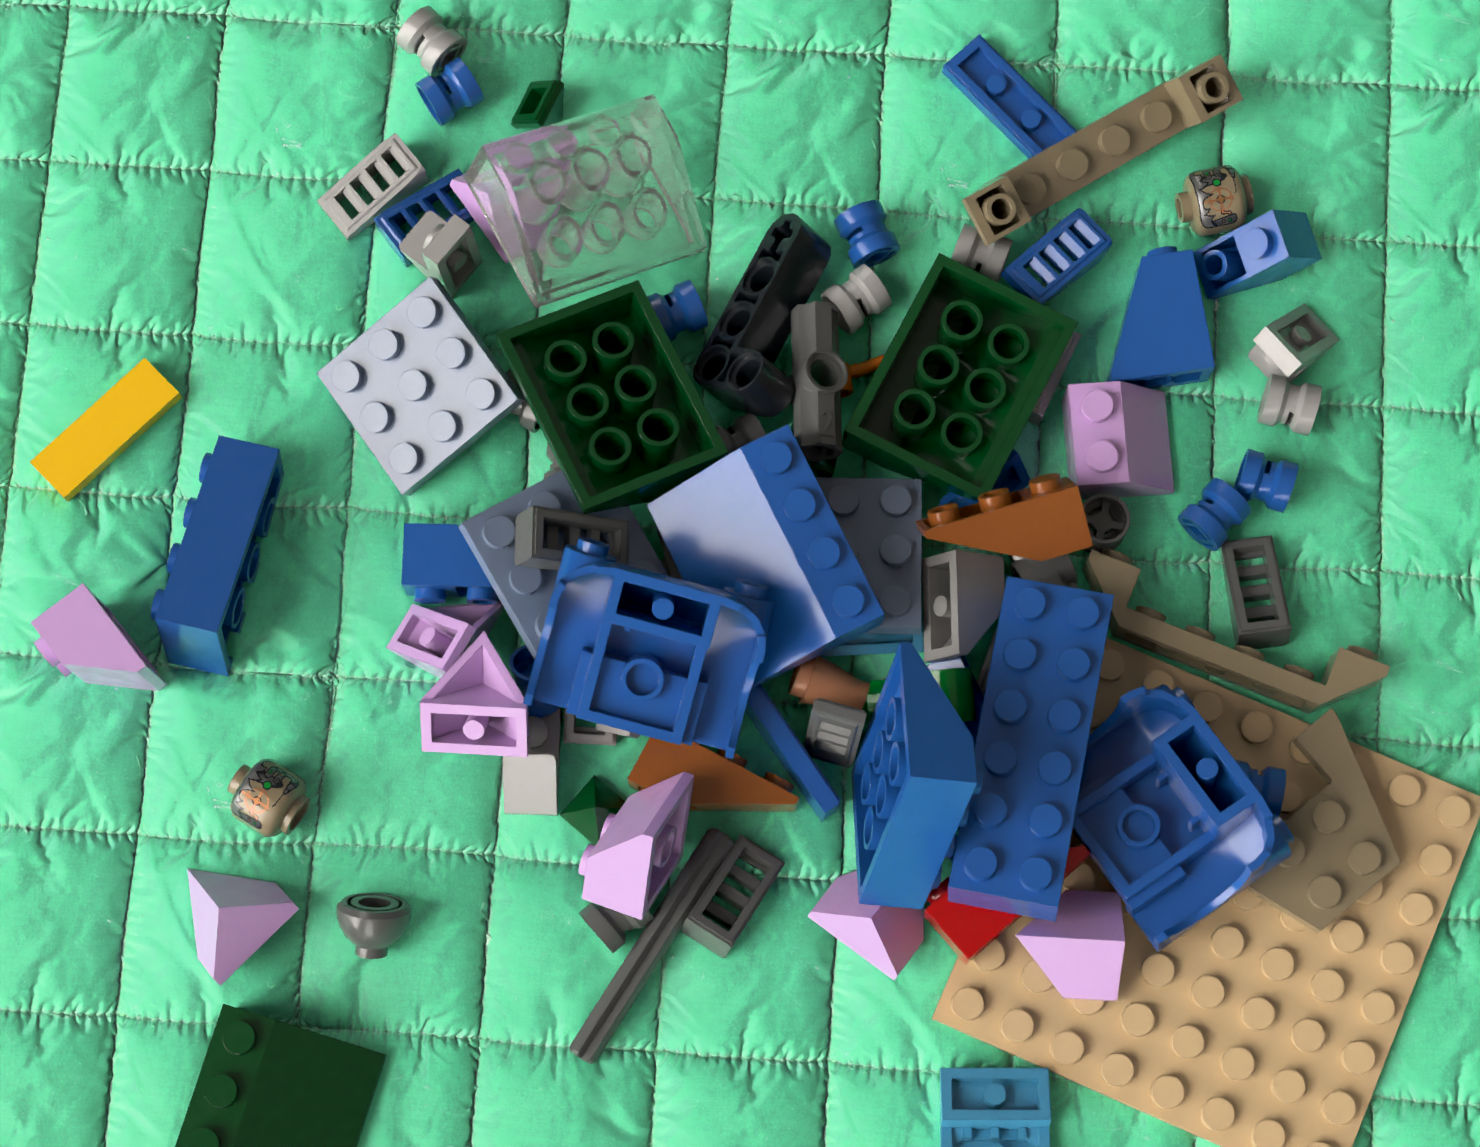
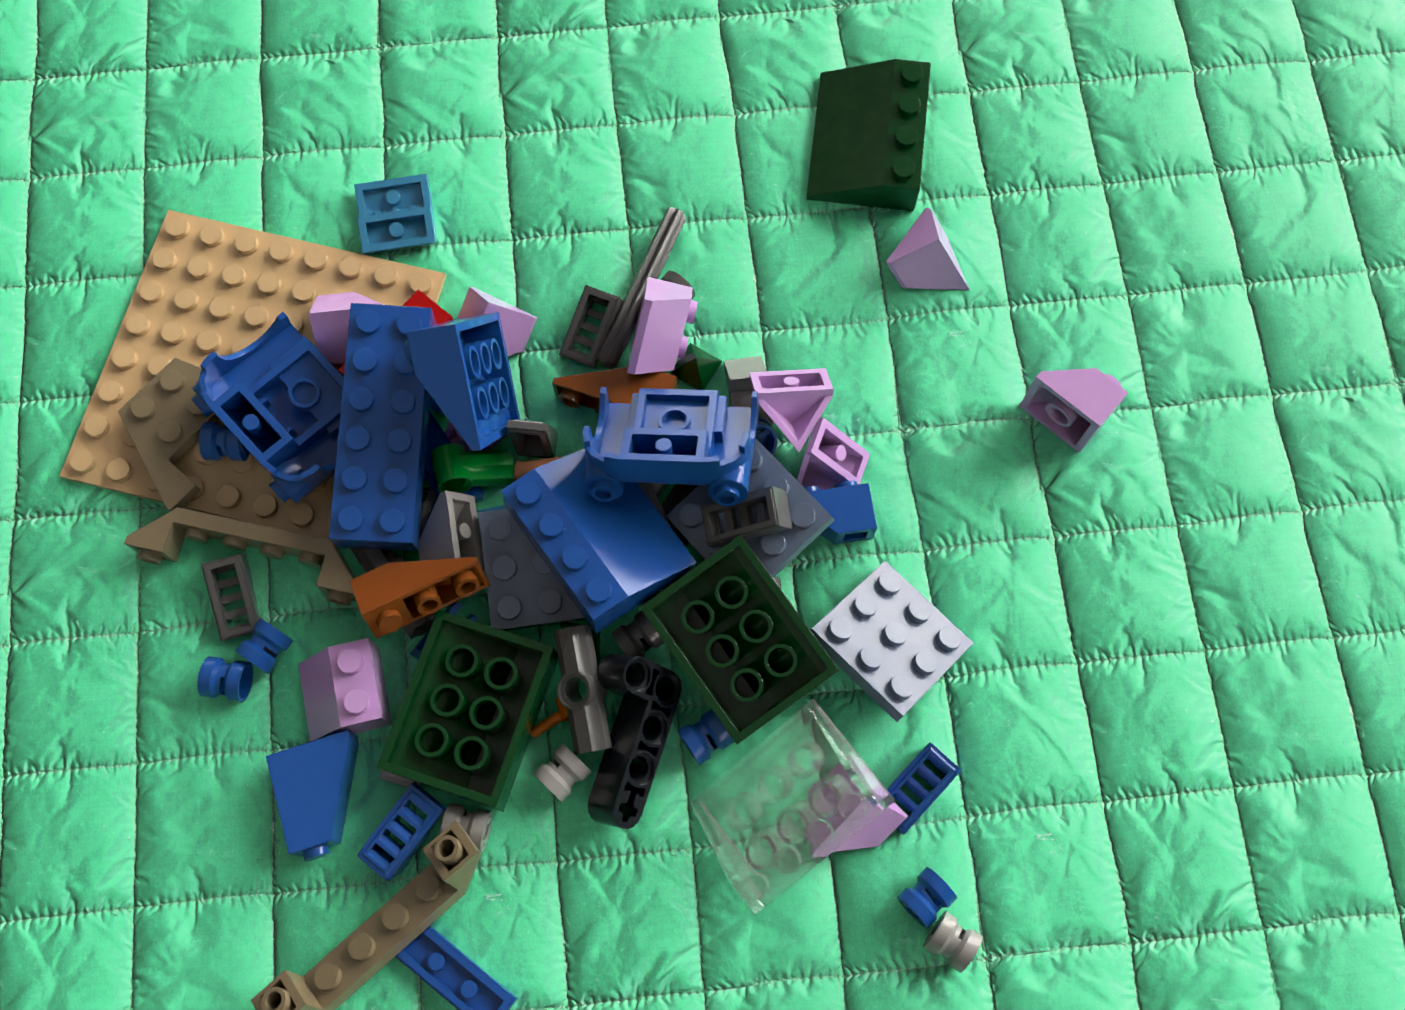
camera: 170 degrees right, 5 degrees down
(106, 429) = (1119, 575): yellow tile -> none
(217, 554) = (1009, 489): blue wedge -> none
(268, 798) = (926, 334): dark tan head -> none
(373, 922) = (834, 270): dark grey brick -> none
(375, 162) = (946, 828): light grey slope -> none
(443, 250) = (901, 750): light grey slope -> none
(540, 105) = (849, 899): dark green slope -> none
(791, 754) = (554, 411): blue tile -> none
(867, 234) = (560, 829): blue wheel -> none
(1106, 513) = (345, 618): dark grey wheel -> none
(1215, 200) = (275, 911): dark tan head -> none
(1257, 253) = (237, 868): blue slope -> none
(1289, 404) = (208, 744): light grey wheel -> none
(1292, 343) = (206, 794): light grey slope -> none

